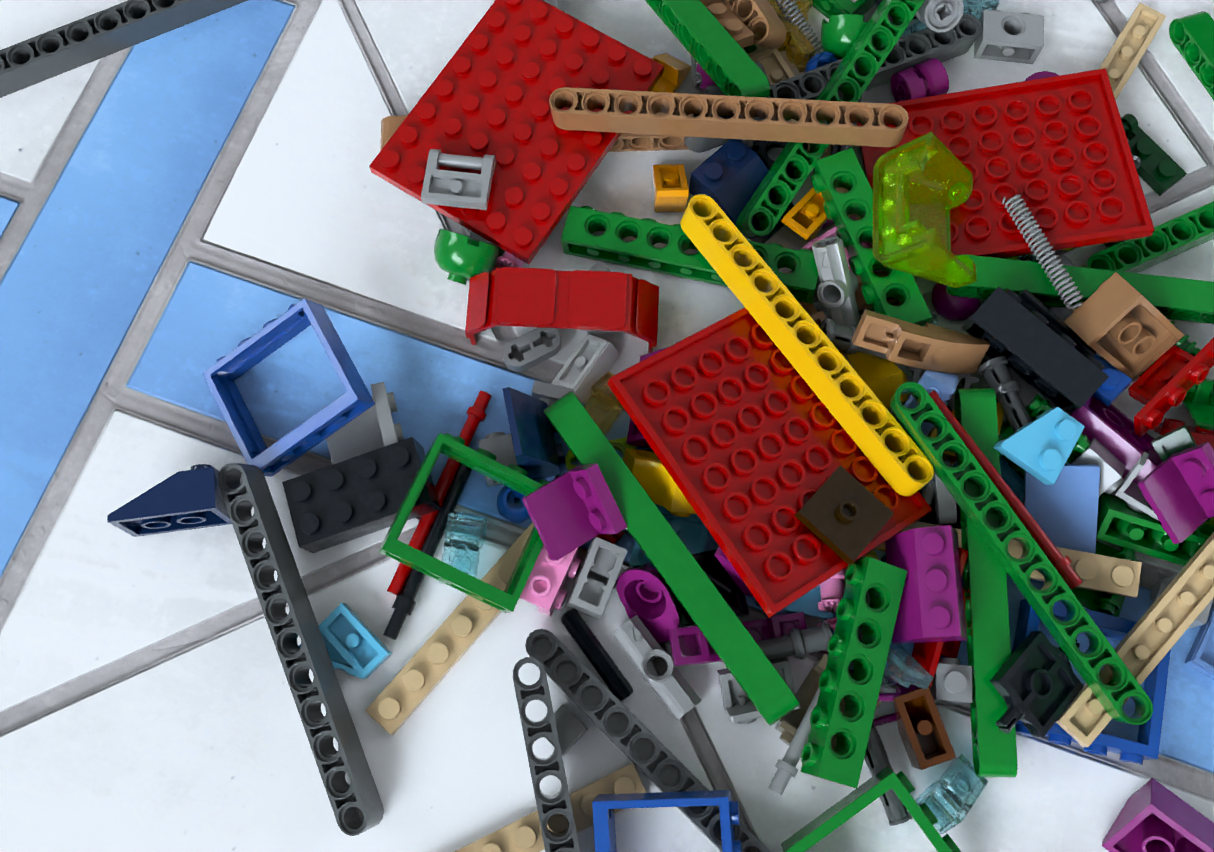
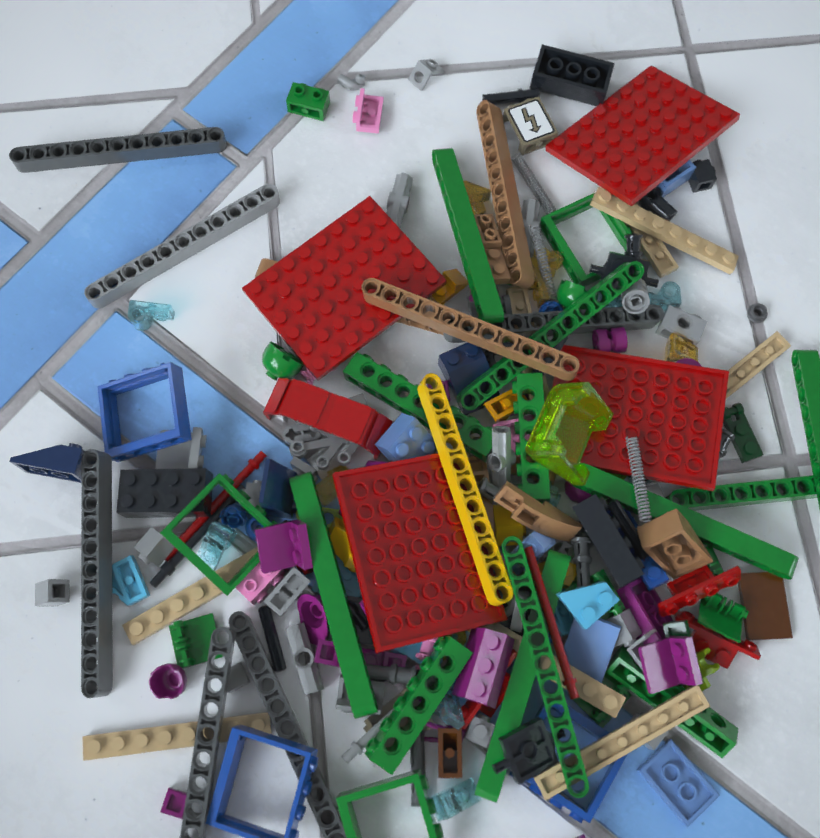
camera: 15 degrees right, 0 degrees up
(241, 243) = (149, 310): none -> clear light blue plate
(241, 698) = (52, 592): none -> light grey brick
(336, 58) = (174, 246): none -> light grey beam
(373, 580) = (153, 547): none -> light grey brick
(456, 187) = (287, 320): light grey plate -> none
(466, 769) = (168, 681): none -> magenta hair
(475, 496) = (233, 516): none -> blue plate
(481, 697) = (192, 640): none -> green hinge
(581, 341) = (334, 444): none -> light grey plant
(670, 188) = (424, 357): light orange slope -> none
(689, 304) = (406, 440): none -> medium blue brick
(844, 515) = (447, 605): dark brown plate -> none
(1016, 64) = (679, 348): none -> clear yellow slope

